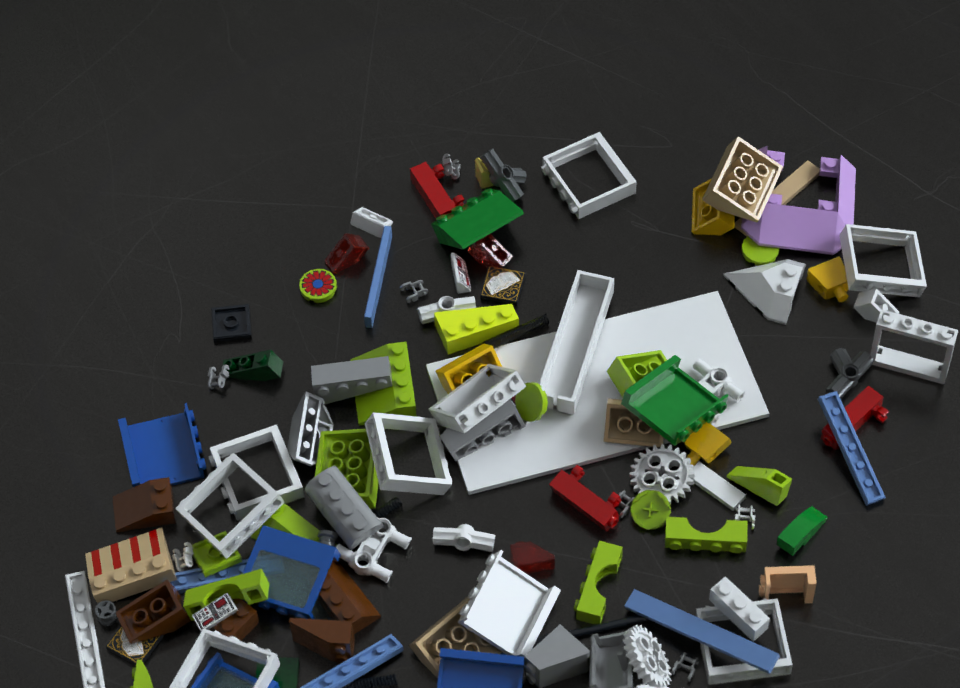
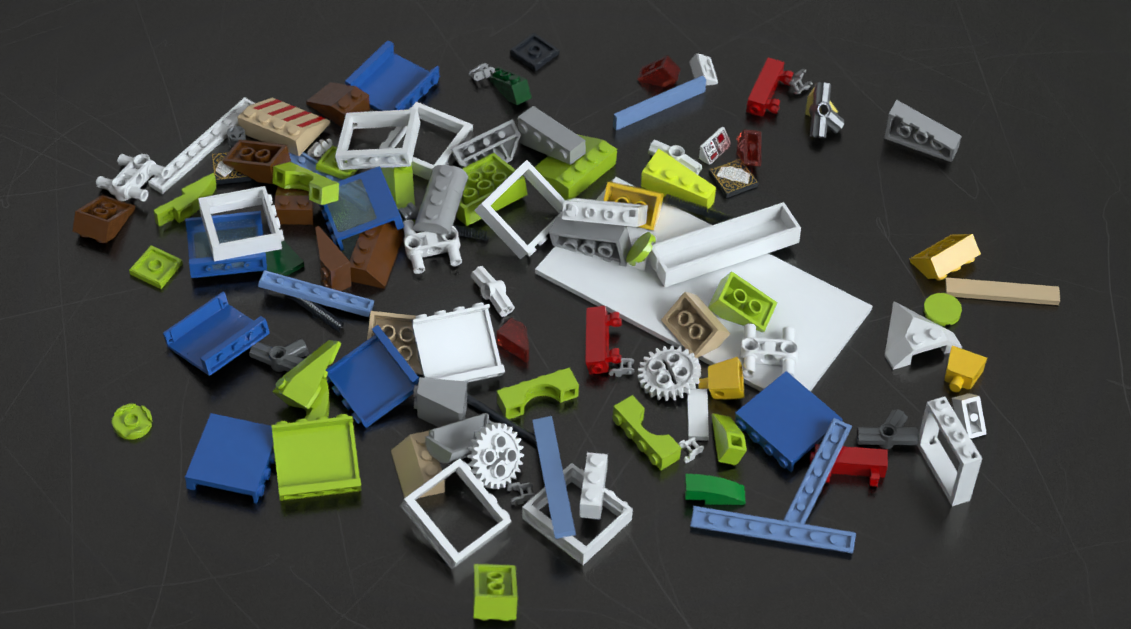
camera: 45 degrees right, 5 degrees down
(215, 612) = (285, 186): slope -> none
(318, 285) = (616, 77): tile -> none
(412, 286) = (675, 128): light grey piece -> none
(475, 219) = (765, 119): green slope -> none
(575, 127) = (920, 132): none -> light grey wedge
(580, 148) = (893, 141): white window -> none
(650, 509) = (631, 382): lime tile -> none
(672, 402) = (727, 327): green panel -> none
(742, 181) = (977, 247): tan slope -> none
(782, 430) = (785, 420): none -> blue panel
(788, 580) = (654, 504): light nougat panel -> none
(806, 227) = (992, 326): lavender slope -> none
(870, 518) = (773, 529): none -> medium blue tile
(886, 285) = (996, 405): white window -> none

